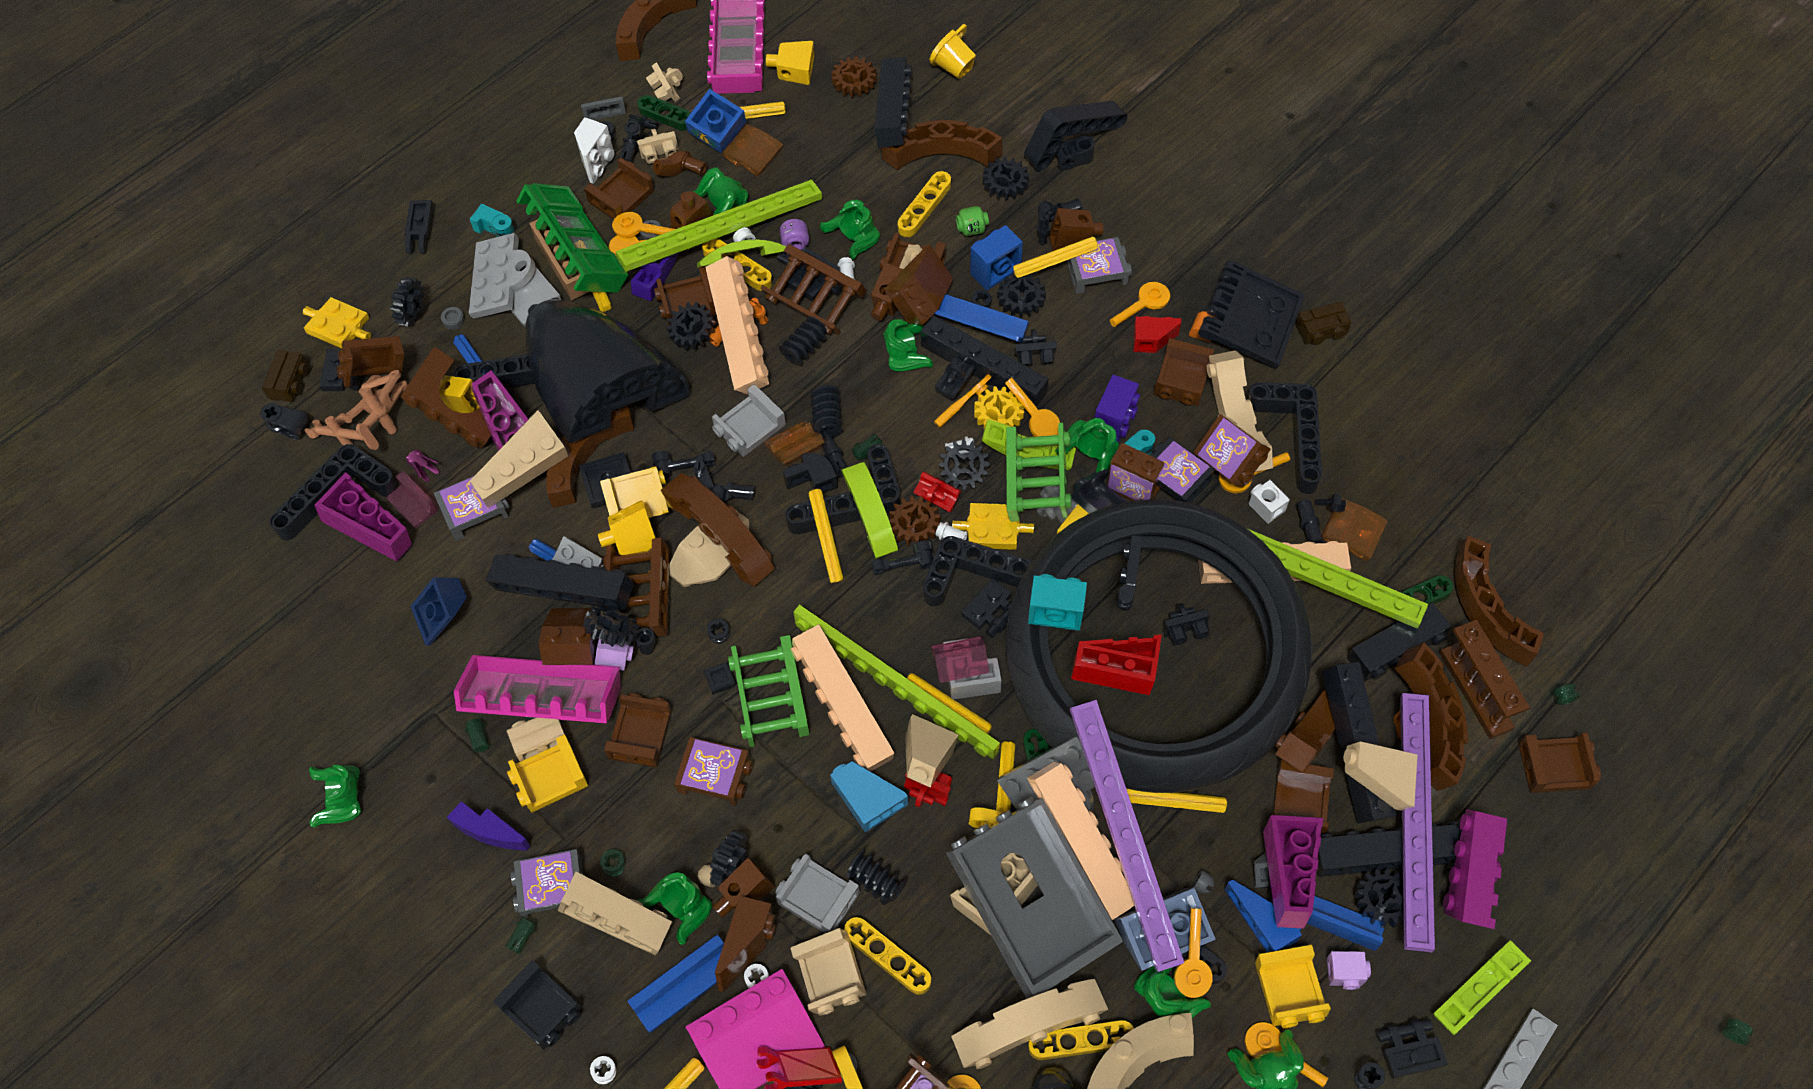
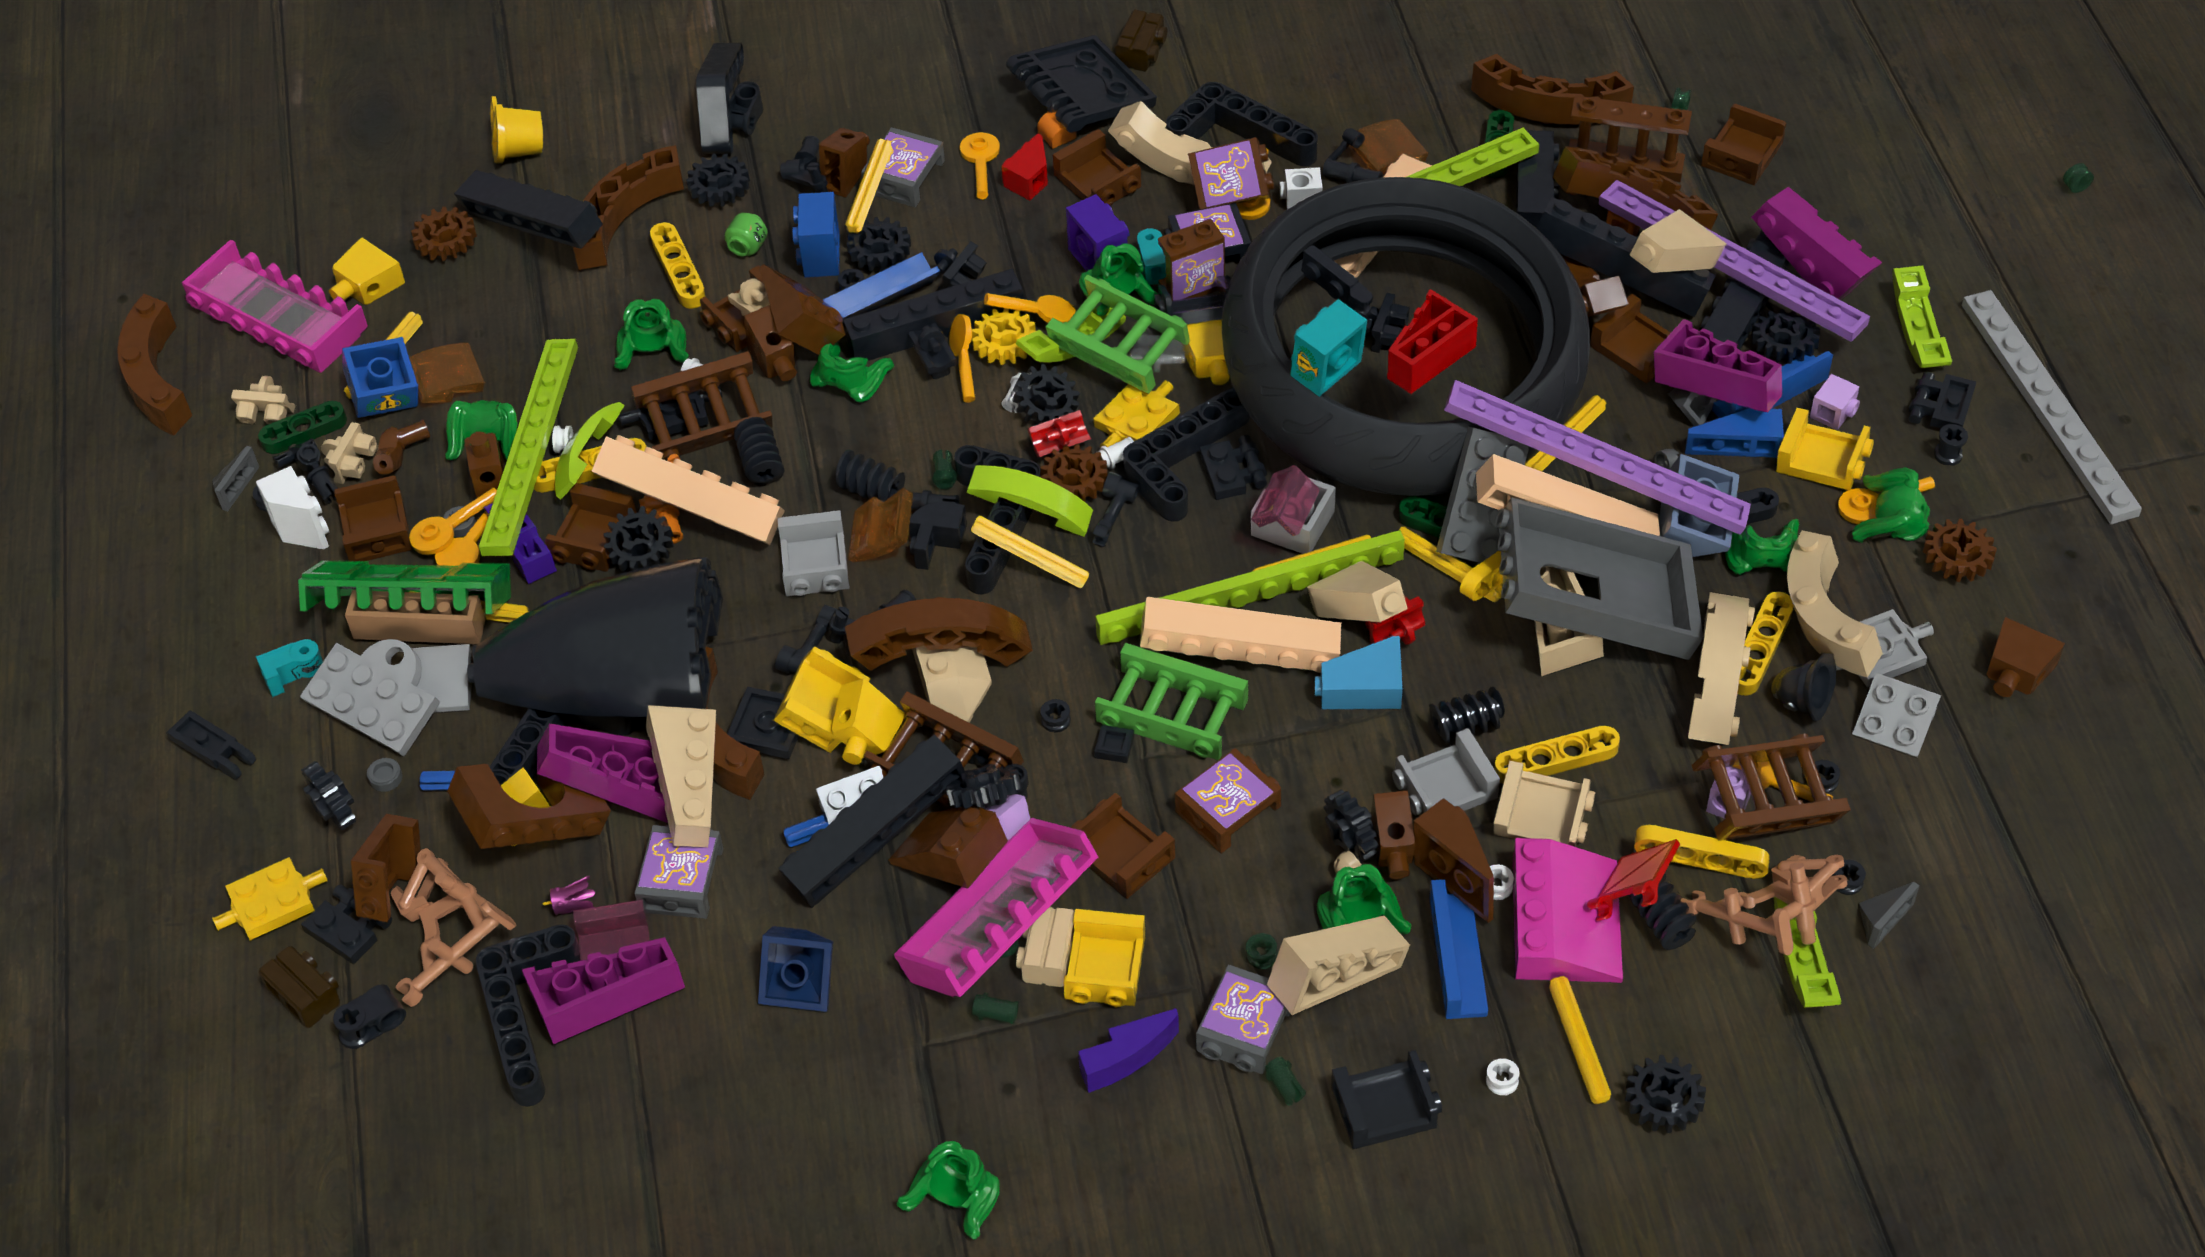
camera: 55 degrees left, 10 degrees down
(795, 233) = (607, 388): medium lavender head -> none
(1193, 976) = (1764, 513): light orange piece -> none

